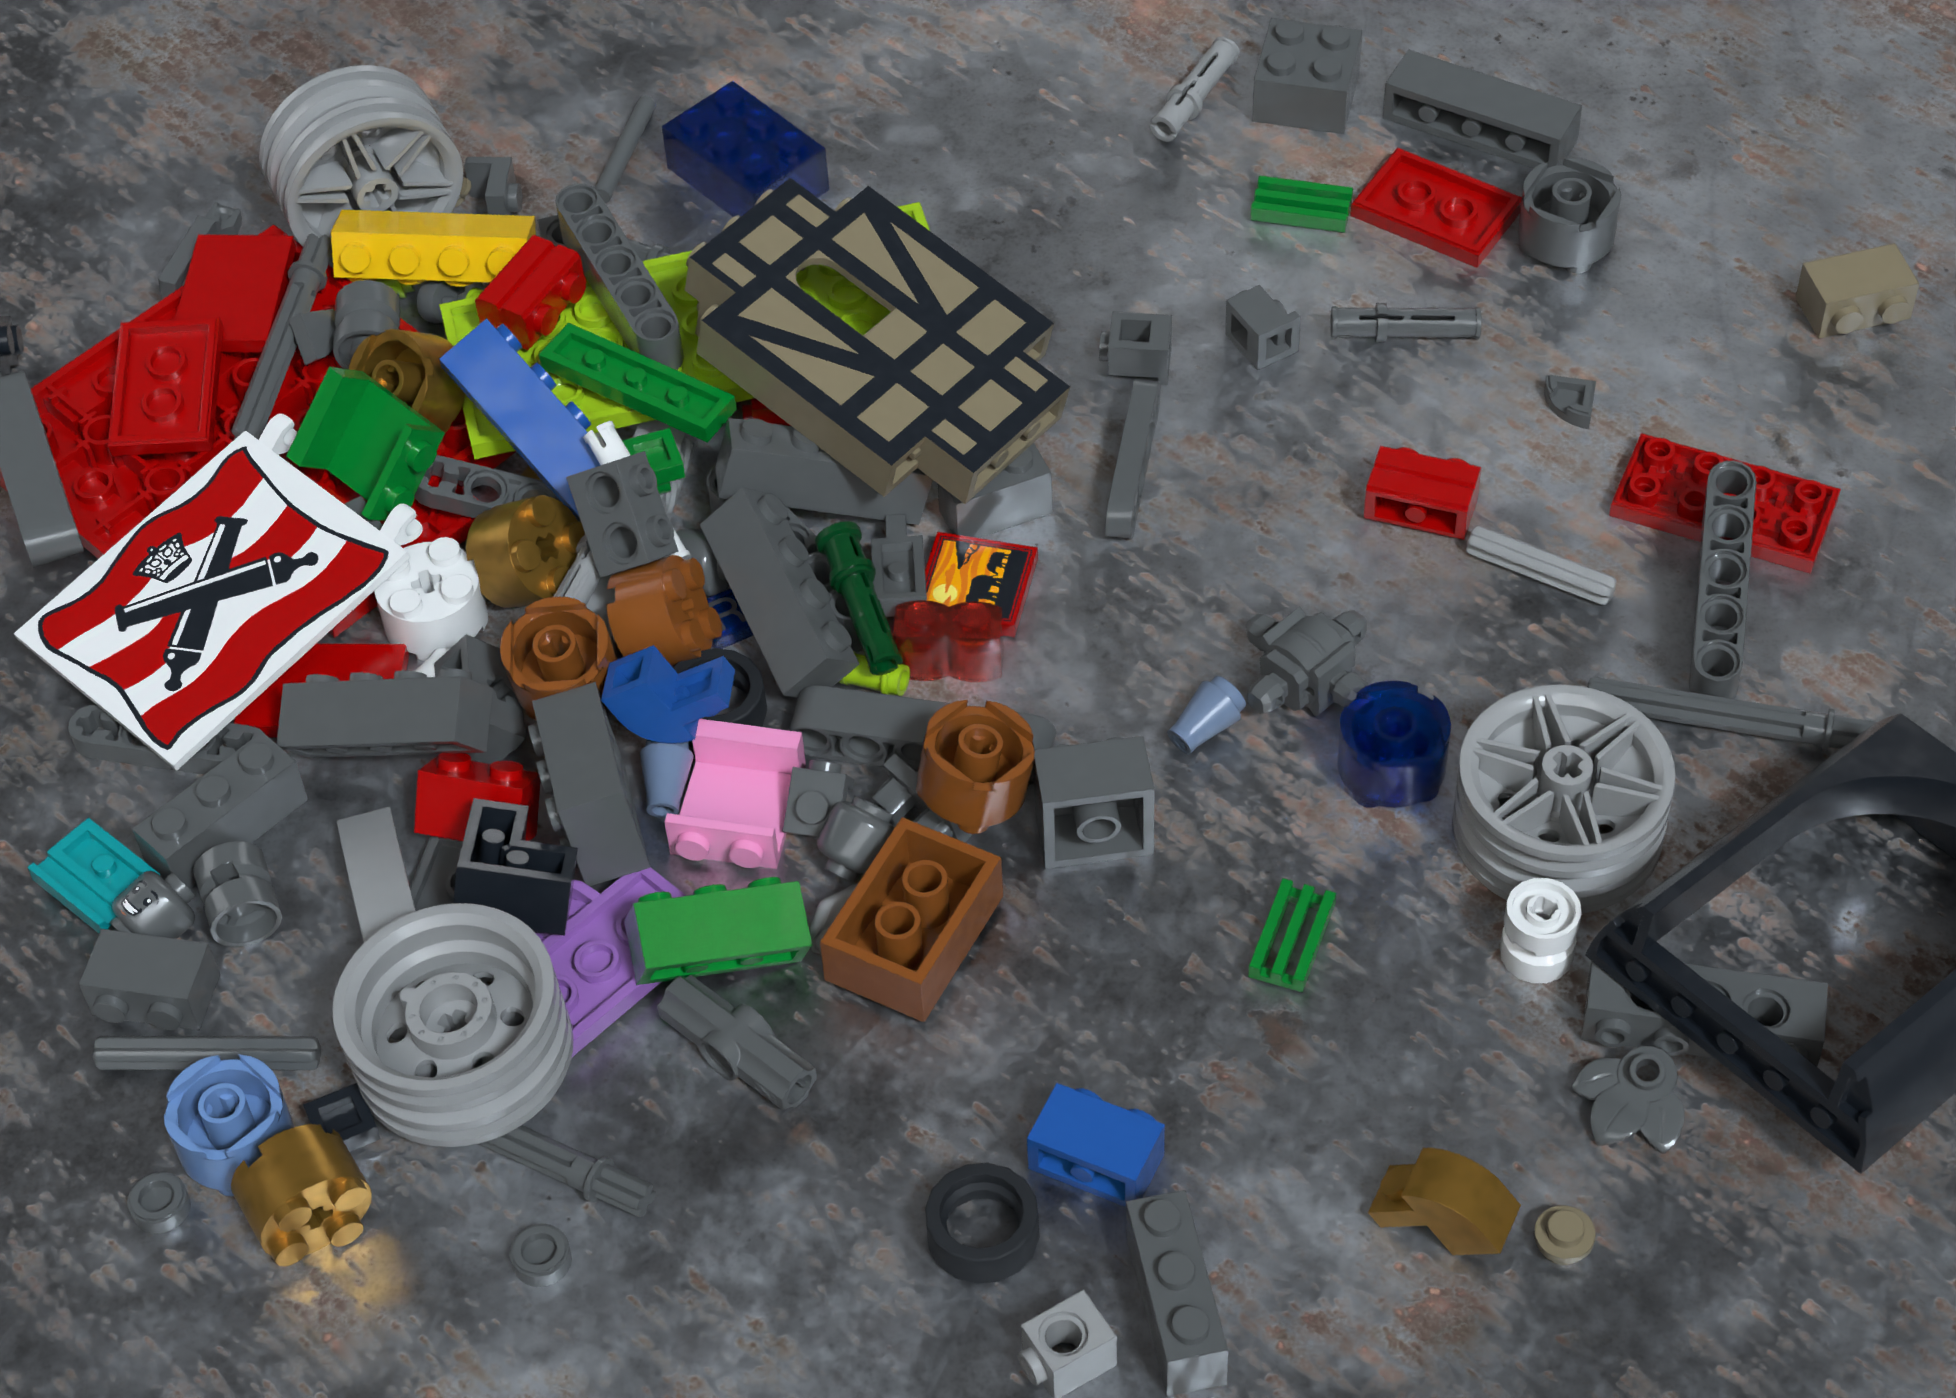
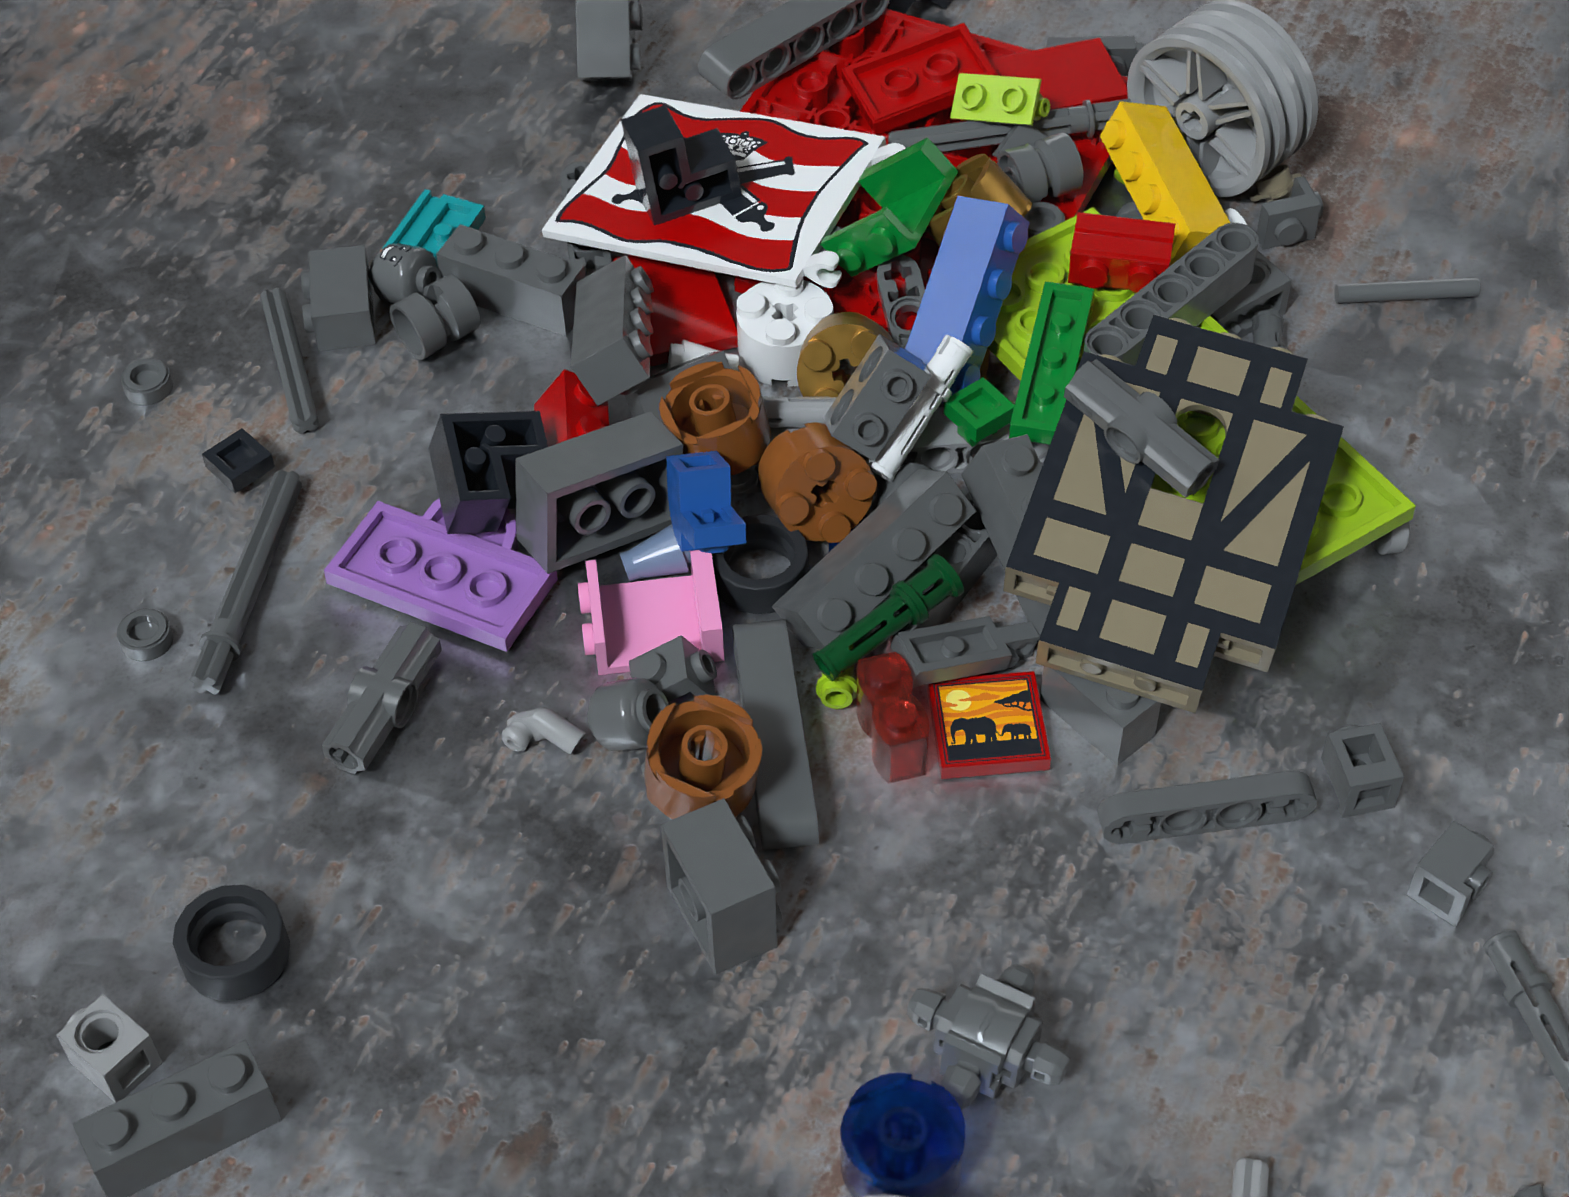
camera: 70 degrees right, 0 degrees up
(197, 602) = (678, 173): none -> black brick
(222, 1115) = (208, 386): medium blue brick -> none
(262, 324) = (999, 99): none -> lime hinge
(302, 1193) = (143, 450): pearl gold brick -> none
(375, 869) = (489, 389): light grey slope -> none
(467, 1052) = (312, 506): light grey wheel -> none
(717, 930) = (478, 636): green brick -> none
(740, 148) = (1435, 374): clear blue brick -> none
(814, 308) = (1141, 428): none -> dark grey piece
(912, 919) = (541, 782): dark orange brick -> none
(1096, 1145) = (334, 1011): blue brick -> none
(1208, 713) = (892, 965): sand blue cone -> none
(1304, 900) = (639, 1112): green tile -> none
(1422, 492) = (1288, 1093): red brick -> none

